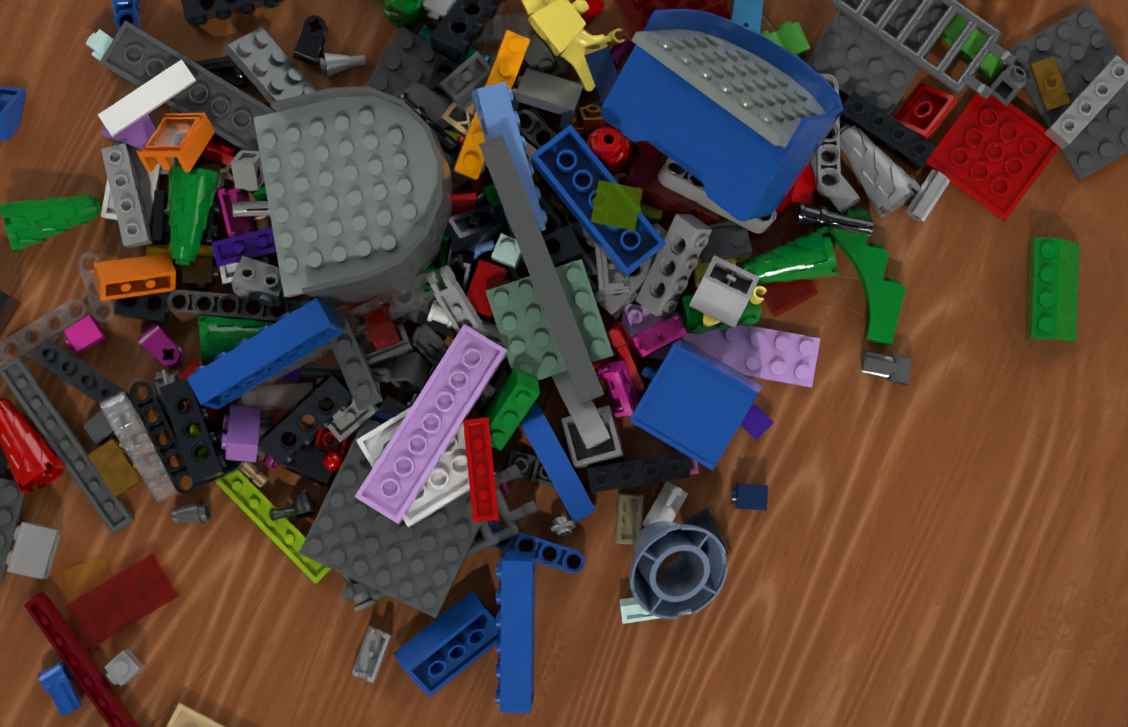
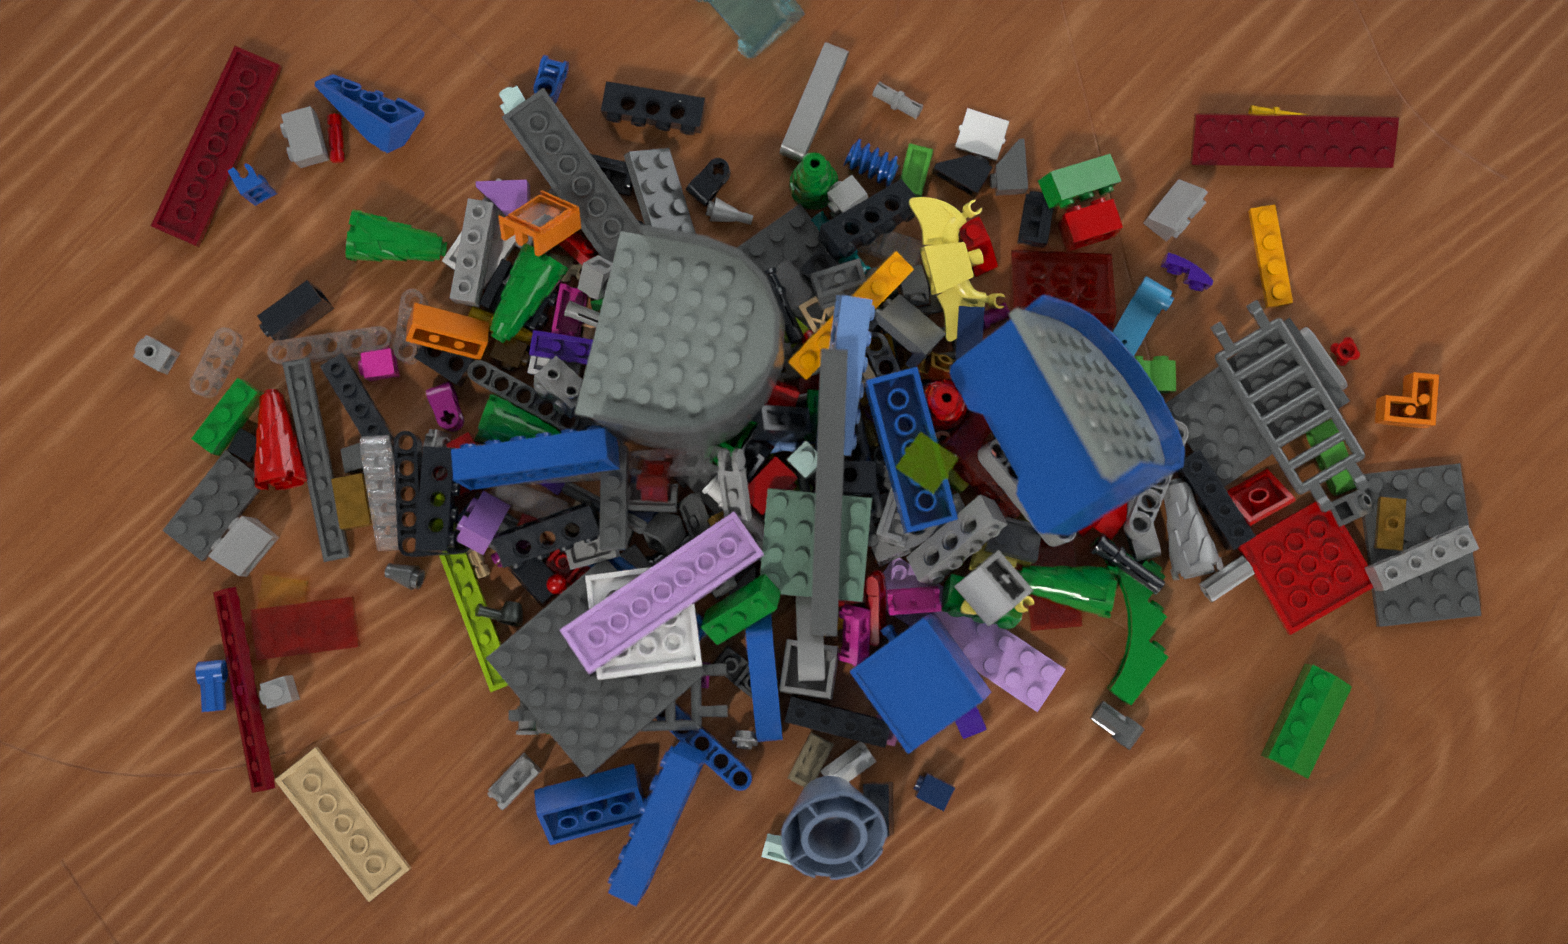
camera: 30 degrees right, 0 degrees up
(147, 98) = (531, 169): white tile -> none
(481, 470) = (689, 657): red plate -> none

